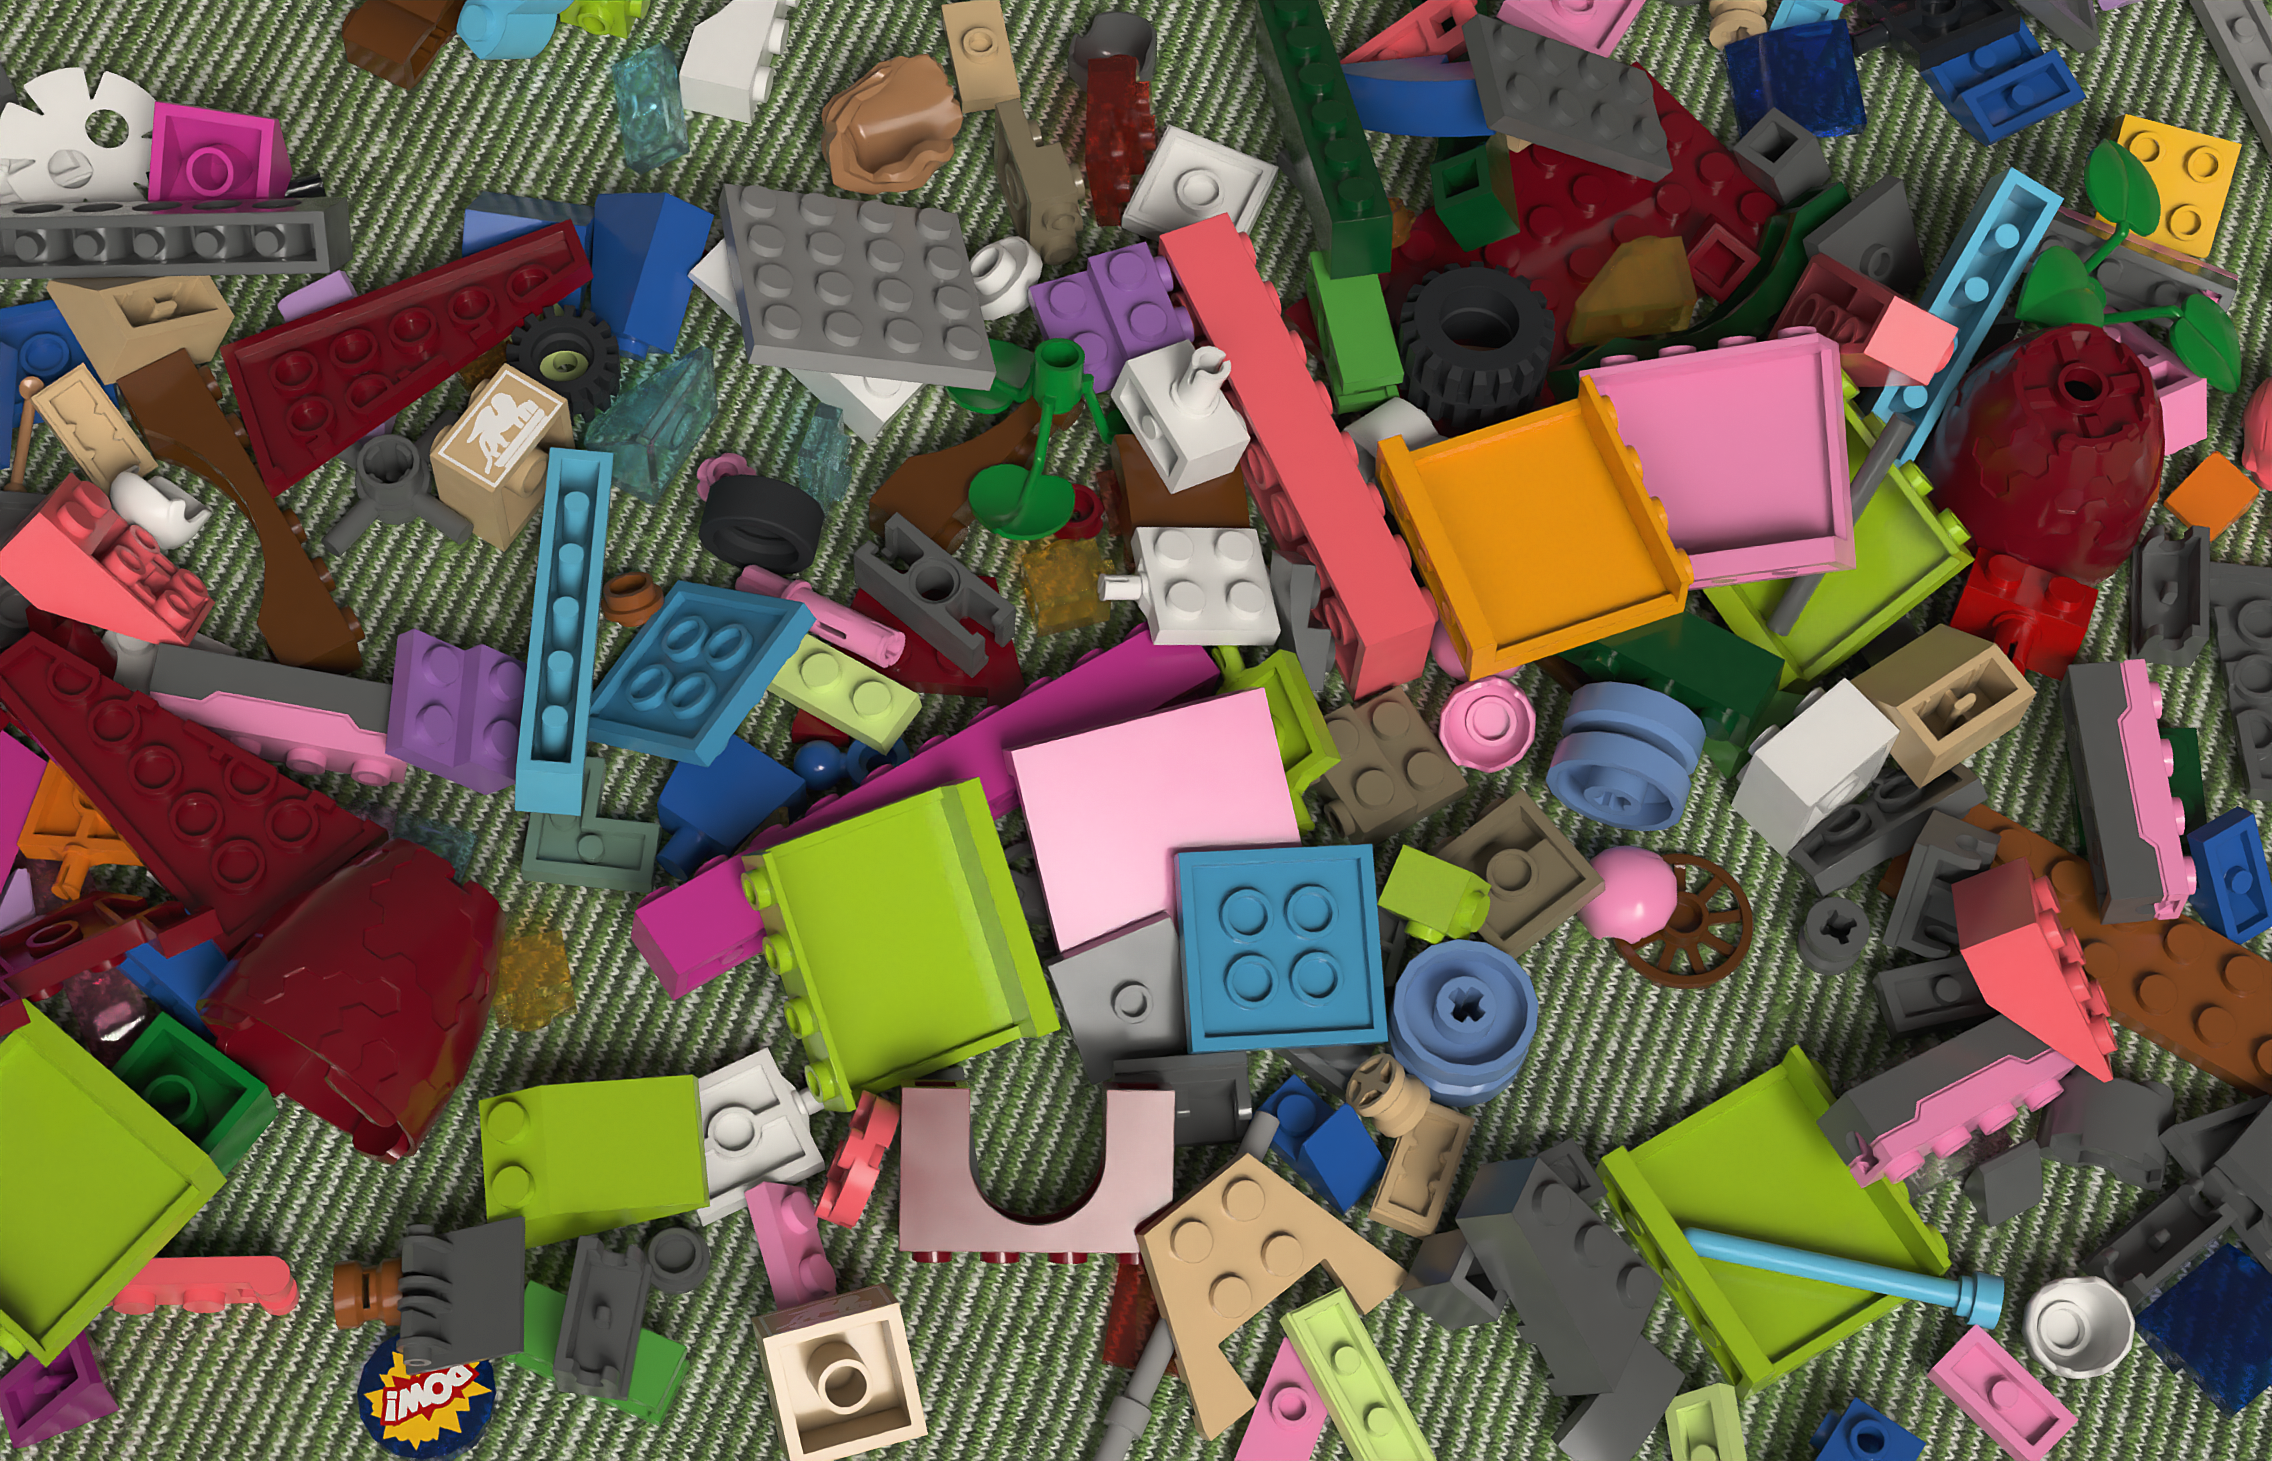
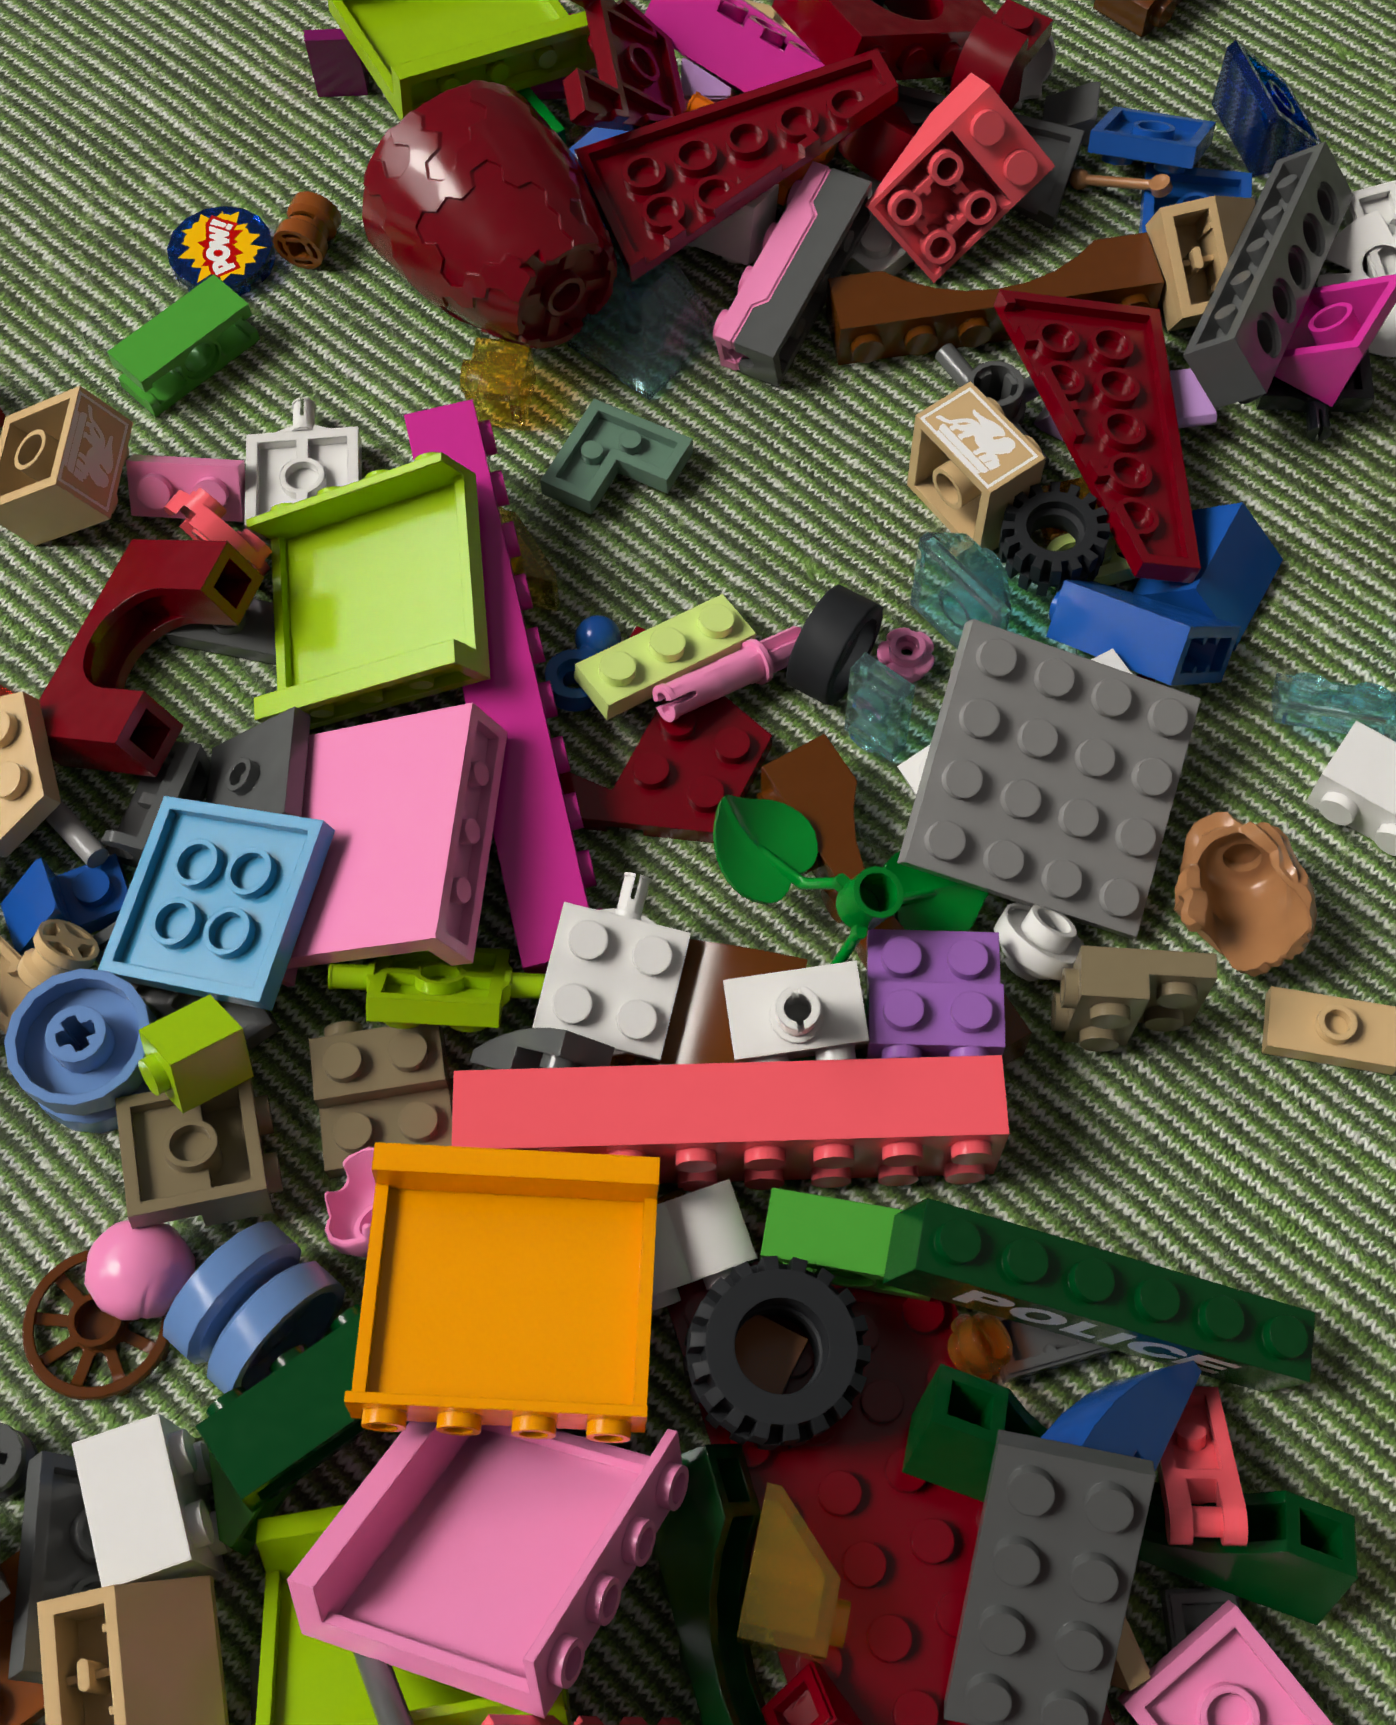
camera: 120 degrees right, 0 degrees up
(91, 428) = (1114, 214): tan plate -> none
(158, 507) = (1023, 243): white hair -> none
(209, 1284) = (349, 162): coral plate -> none
(456, 711) = (745, 383): medium lavender plate -> none
(461, 1295) = (261, 252): dark grey hinge -> none
(564, 633) = (781, 461): medium azure brick -> none
(593, 1155) = (323, 365): lime slope -> none
(602, 1321) = (178, 318): dark grey hinge -> none
(631, 599) = (813, 545): dark orange plate -> none
(678, 1260) = (231, 419): dark grey plate -> none
(696, 671) = (704, 546): dark azure plate -> none
(722, 805) = (595, 553): blue torso -> none
(934, 570) = (702, 726): dark grey piece -> none
(1063, 586) = (684, 884): clear yellow brick -> none
(1090, 511) = (752, 914): dark red plate -> none
(1113, 35) = (1284, 1147): dark grey hair -> none
(1117, 133) = (1179, 1090): clear red plate -> none
(1196, 181) = (1086, 1175): white plate -> none

